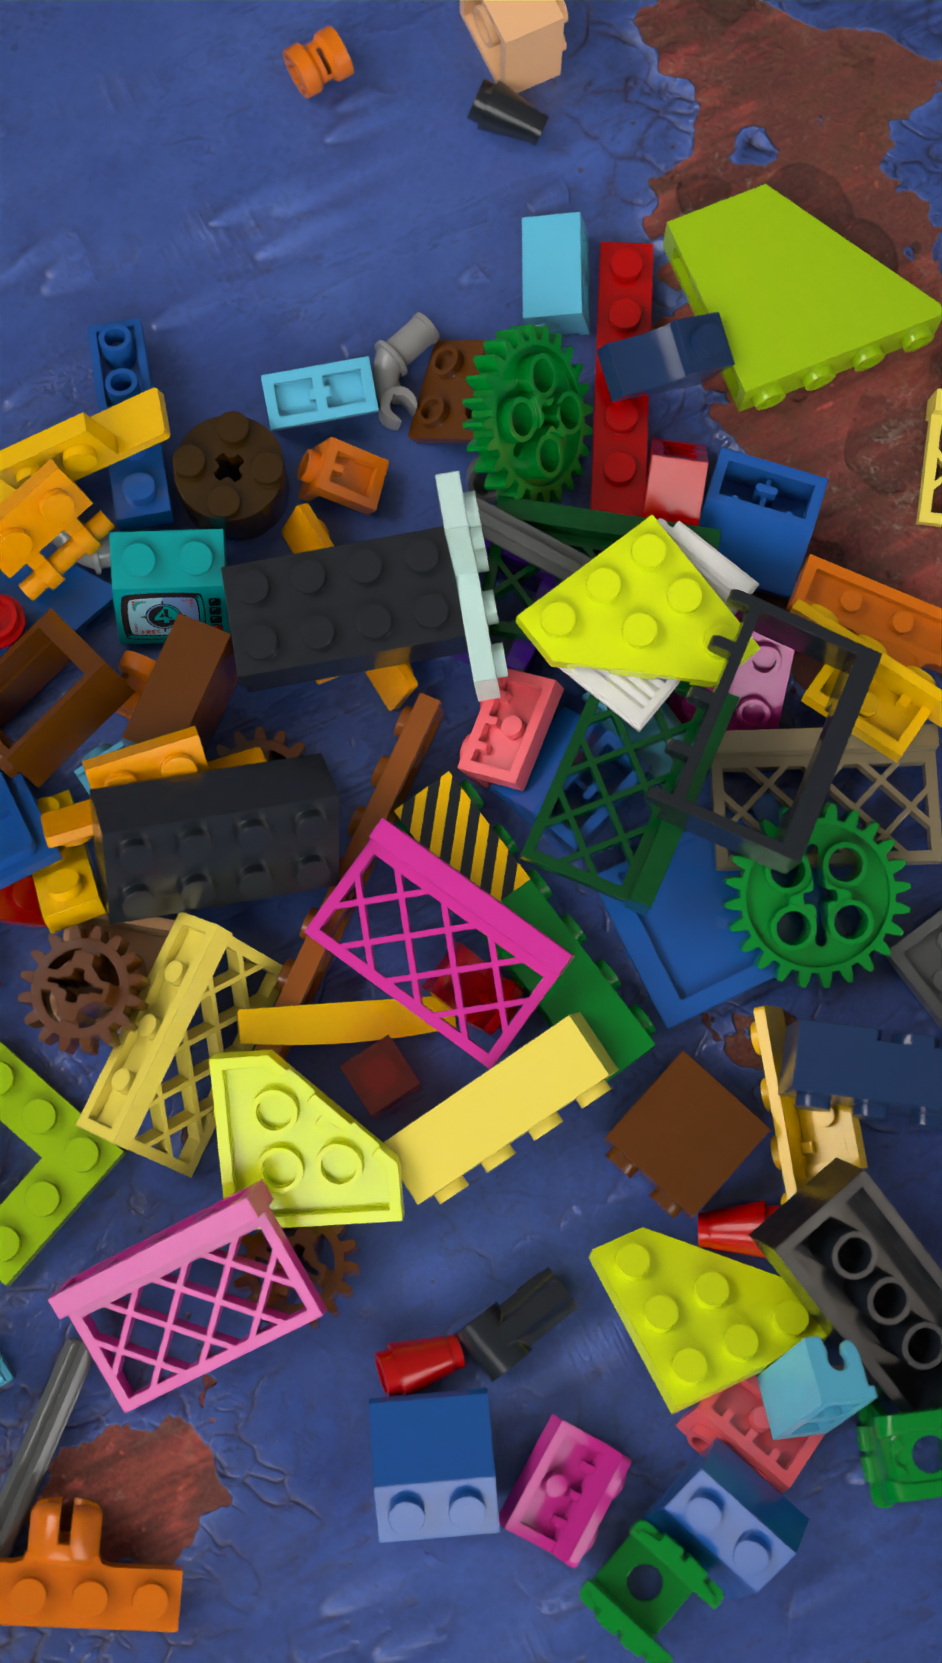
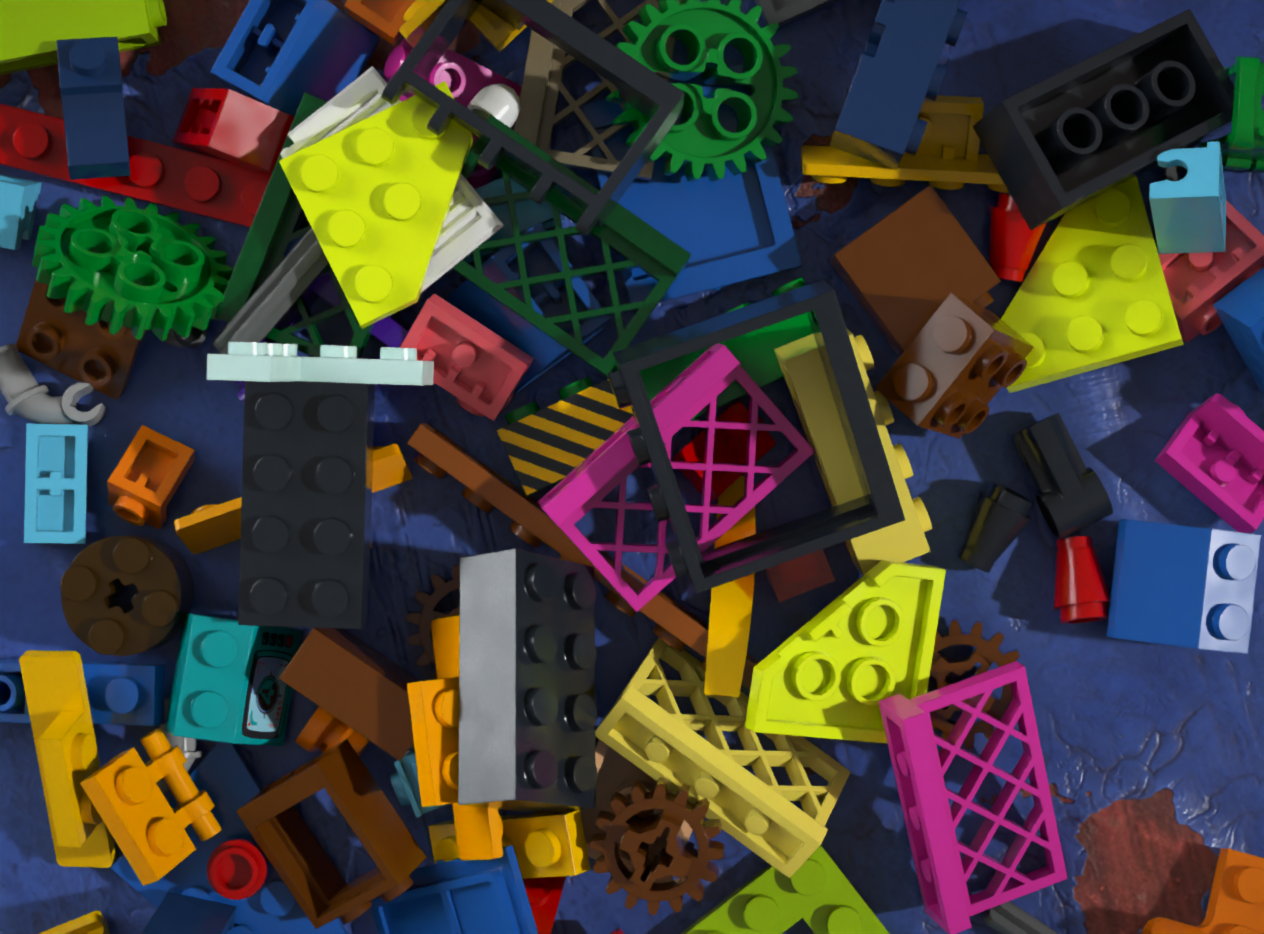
camera: 75 degrees left, 10 degrees up
(419, 928) = (797, 538): none -> black window
(458, 1268) = (994, 525): none -> black cone
(599, 1188) = (955, 368): none -> reddish brown brick
(752, 710) = (497, 101): none -> white hinge

